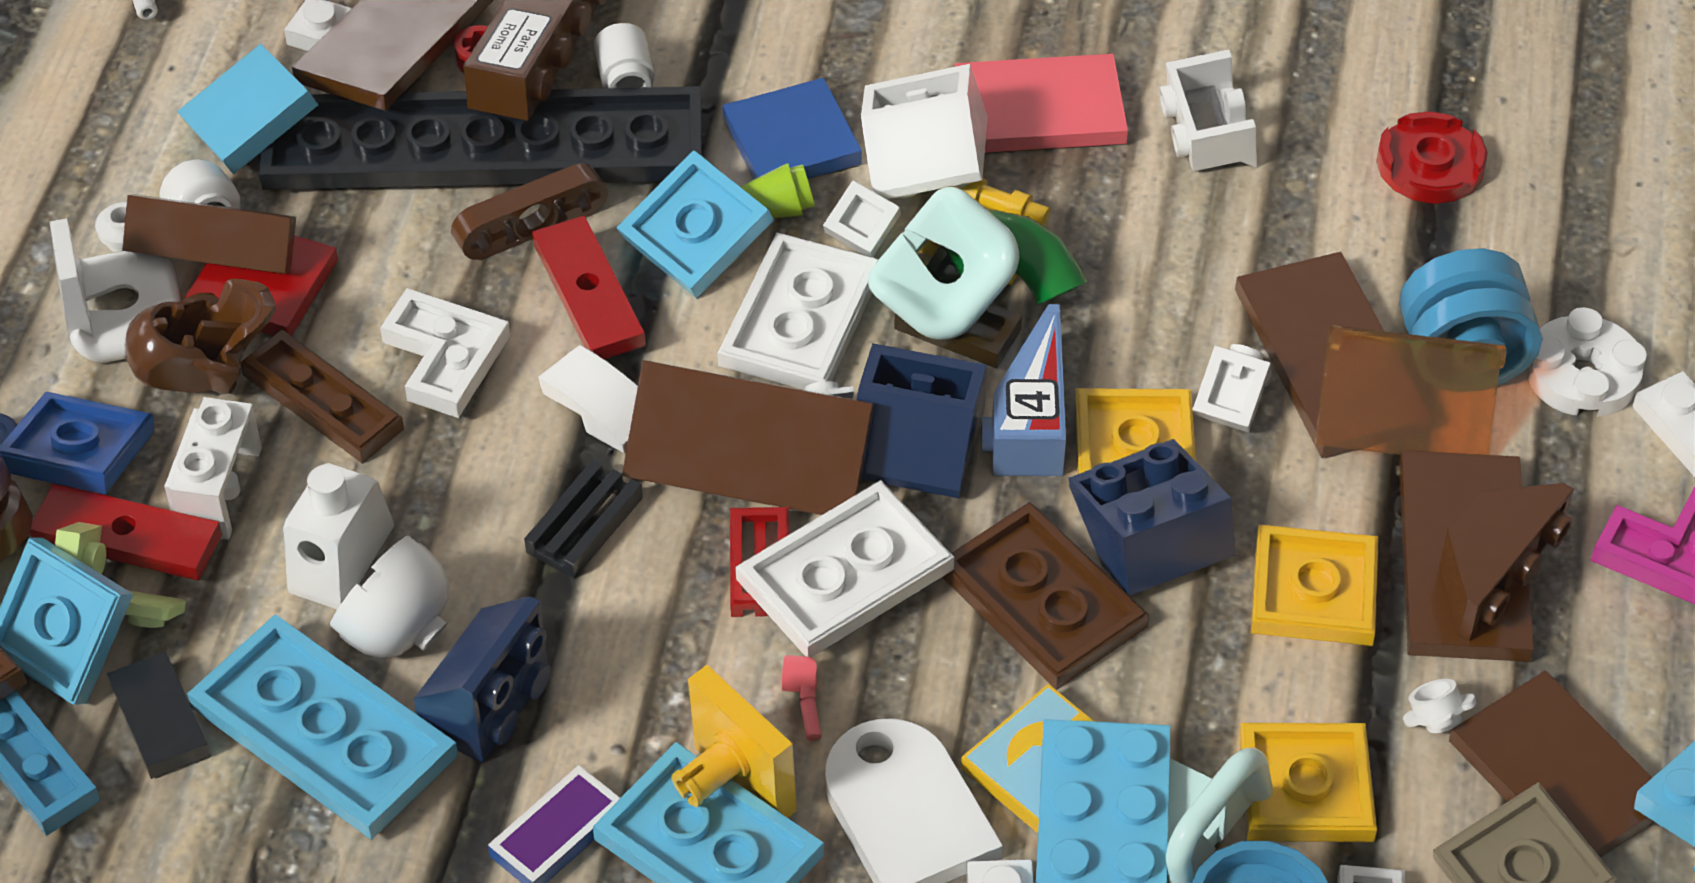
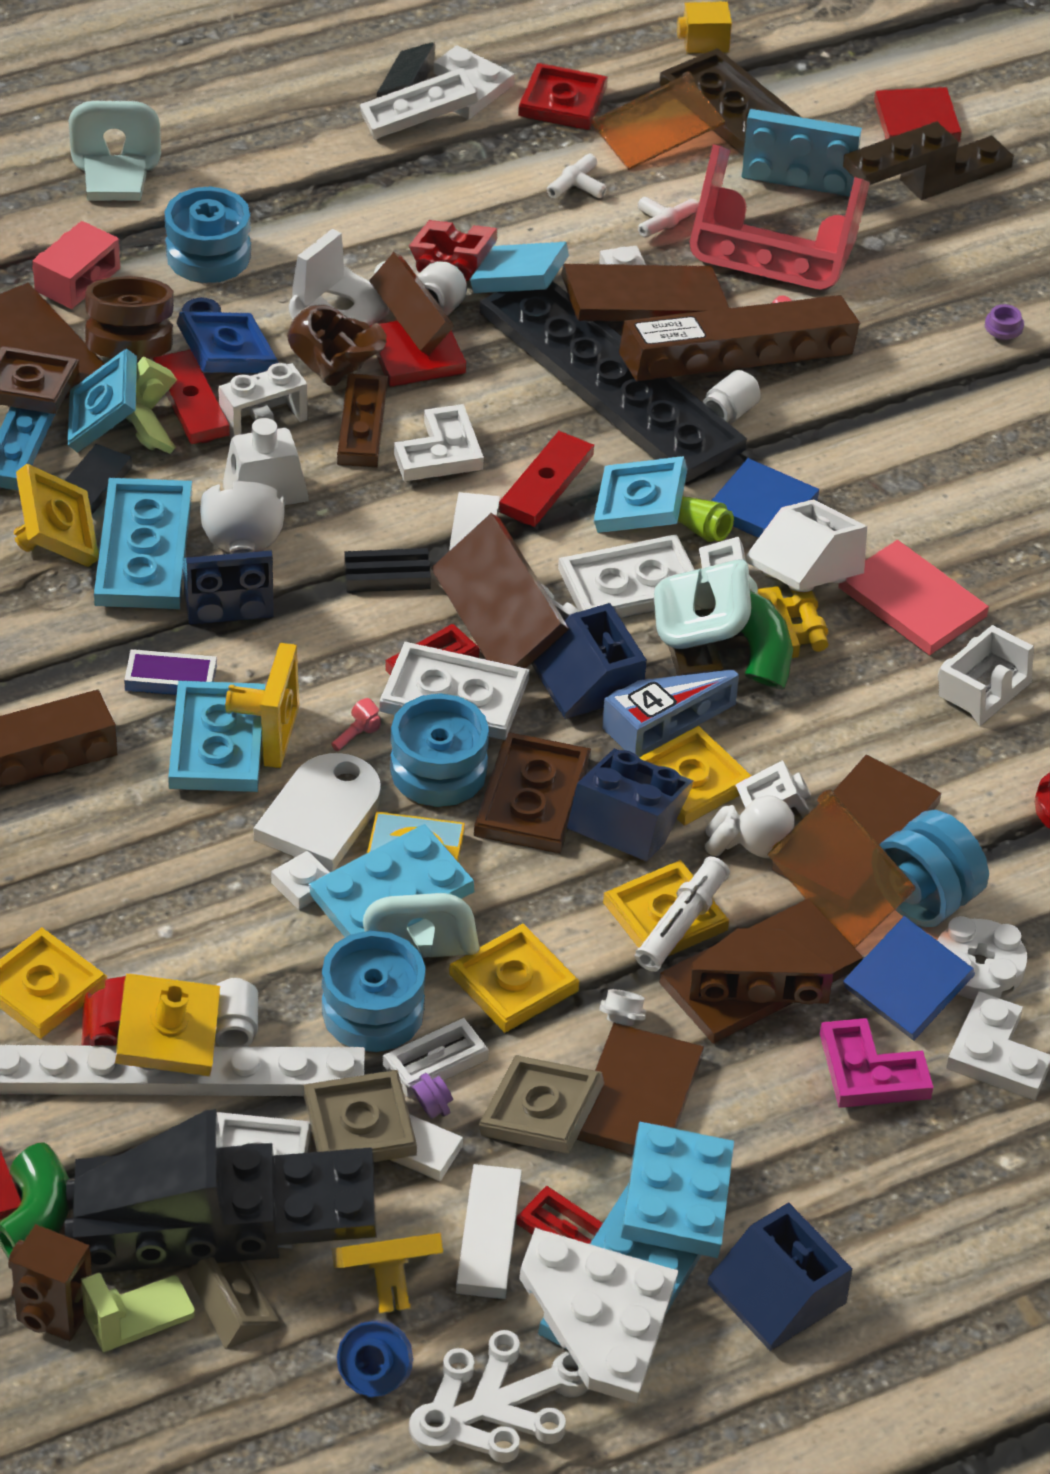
camera: 50 degrees right, 5 degrees down
(144, 152) = (445, 243): none -> red cylinder
(216, 788) = (55, 516): none -> yellow tile
(482, 229) = (540, 415): reddish brown beam -> none
(935, 636) = (439, 749): none -> dark azure wheel
(1277, 427) = (756, 828): none -> white piece
(1347, 548) = (691, 900): none -> white pin
(1584, 434) = (909, 978): none -> blue tile

